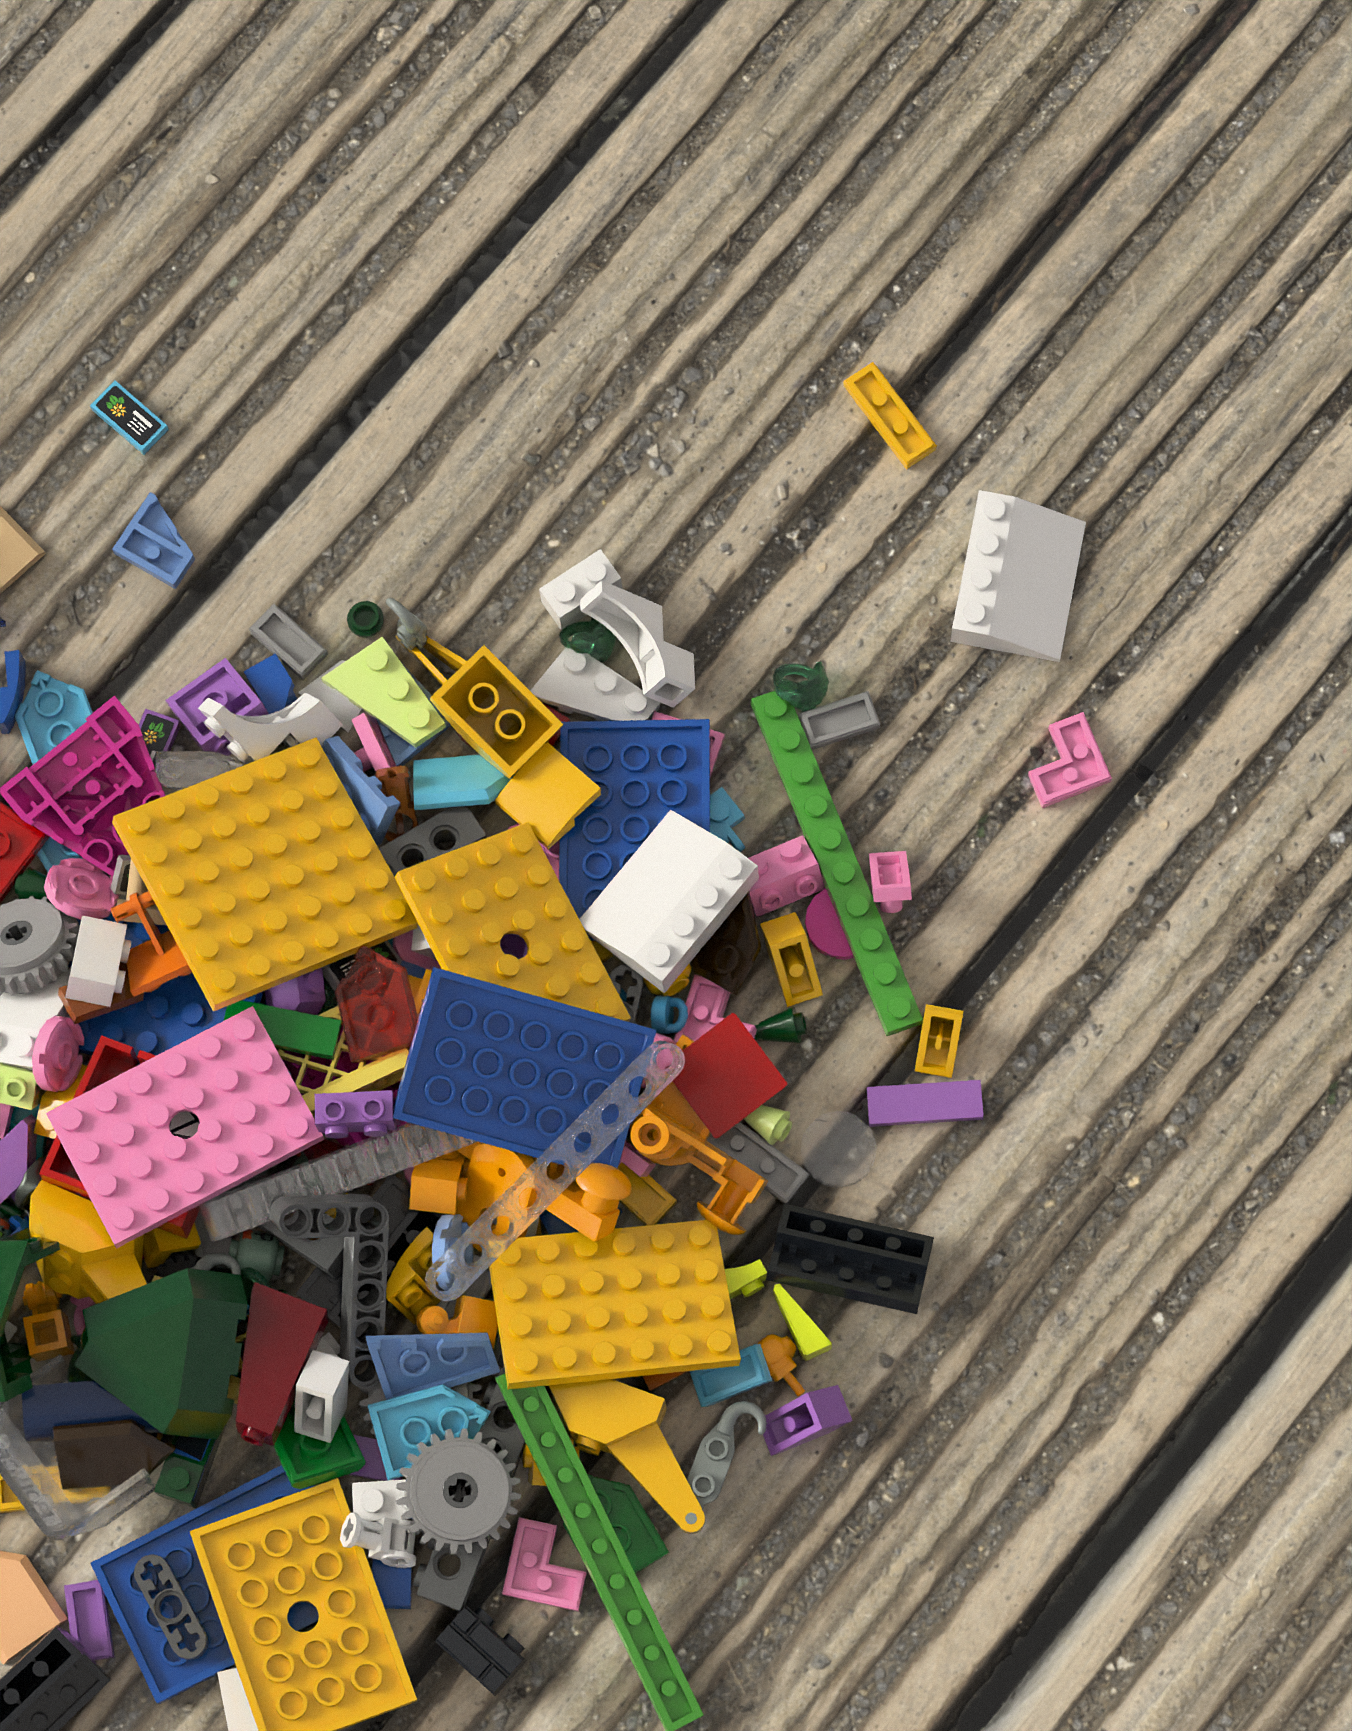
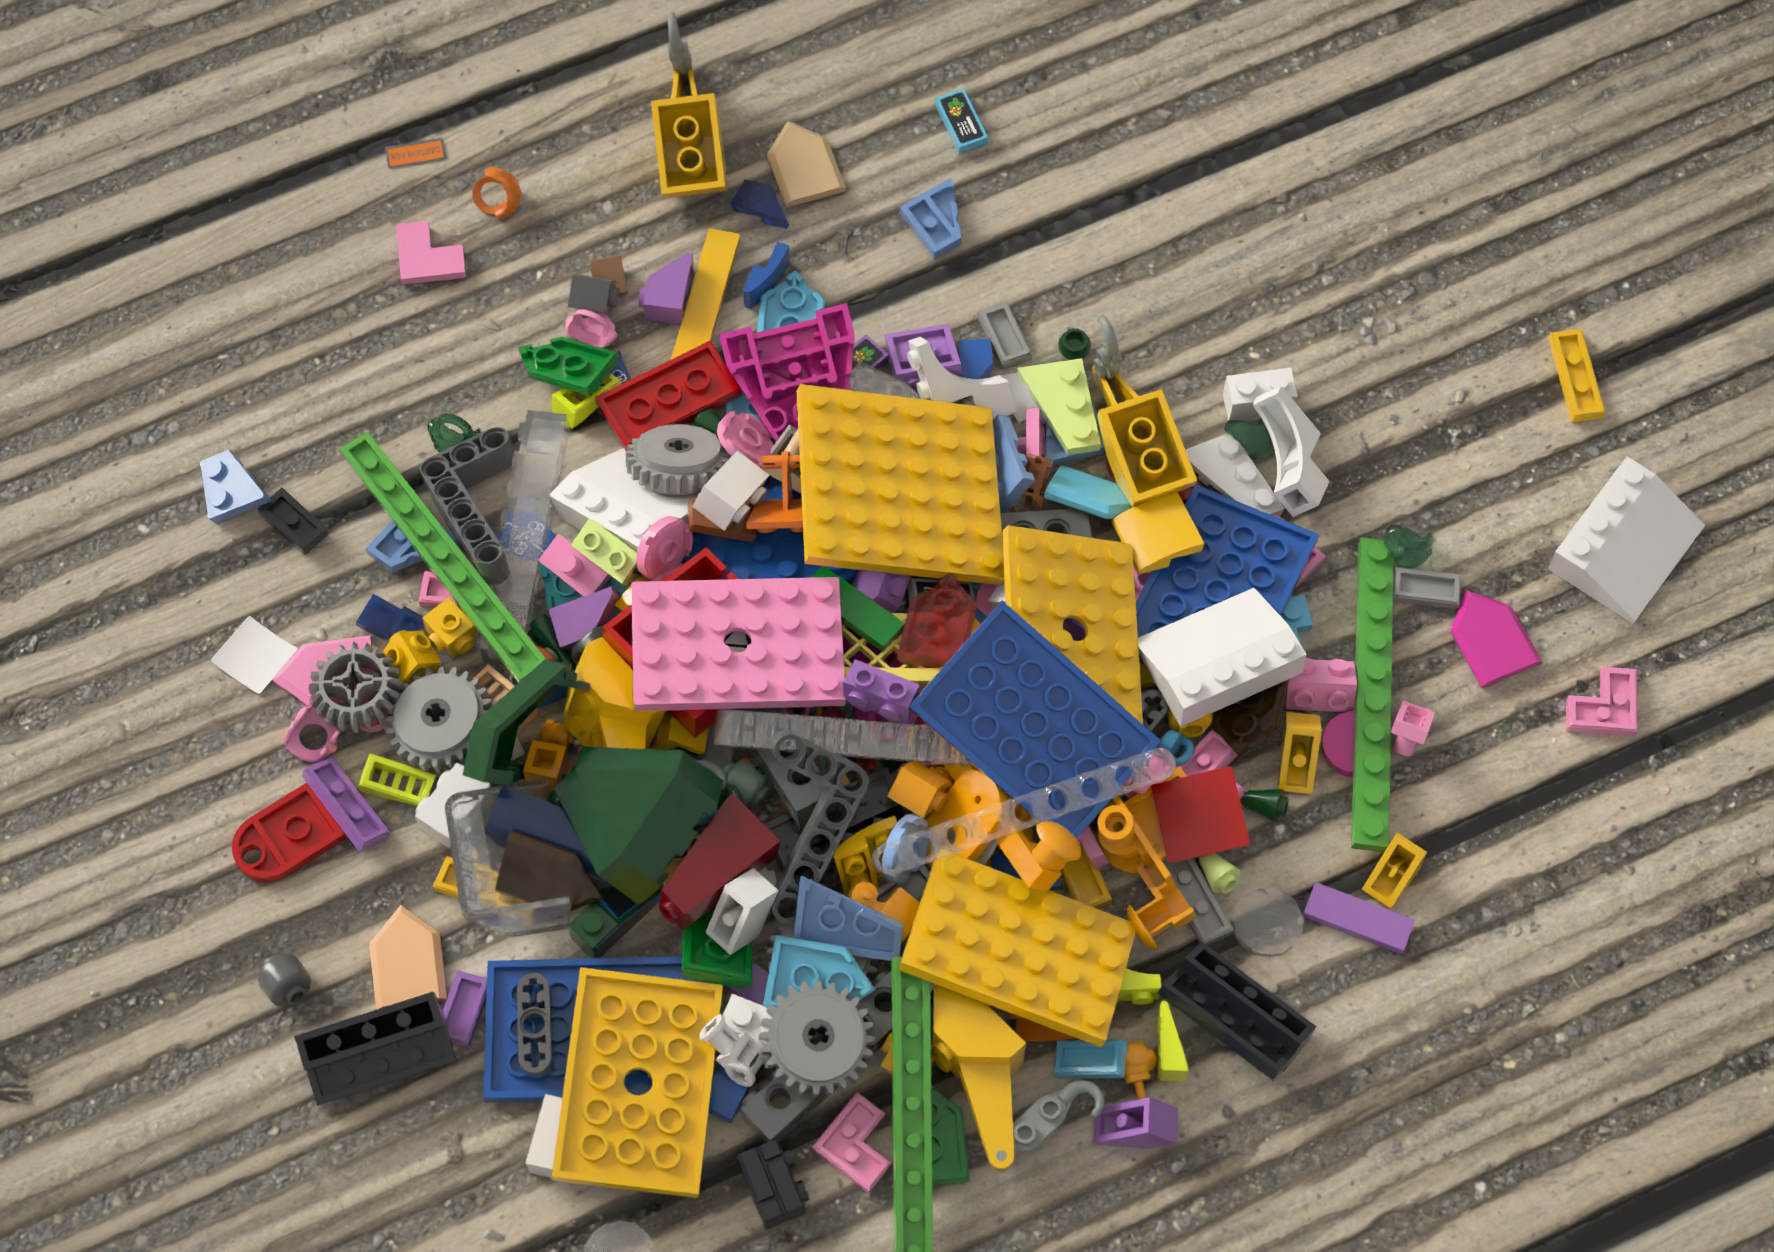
camera: 20 degrees right, 10 degrees down
(928, 745) = (1492, 639): none -> dark pink tile

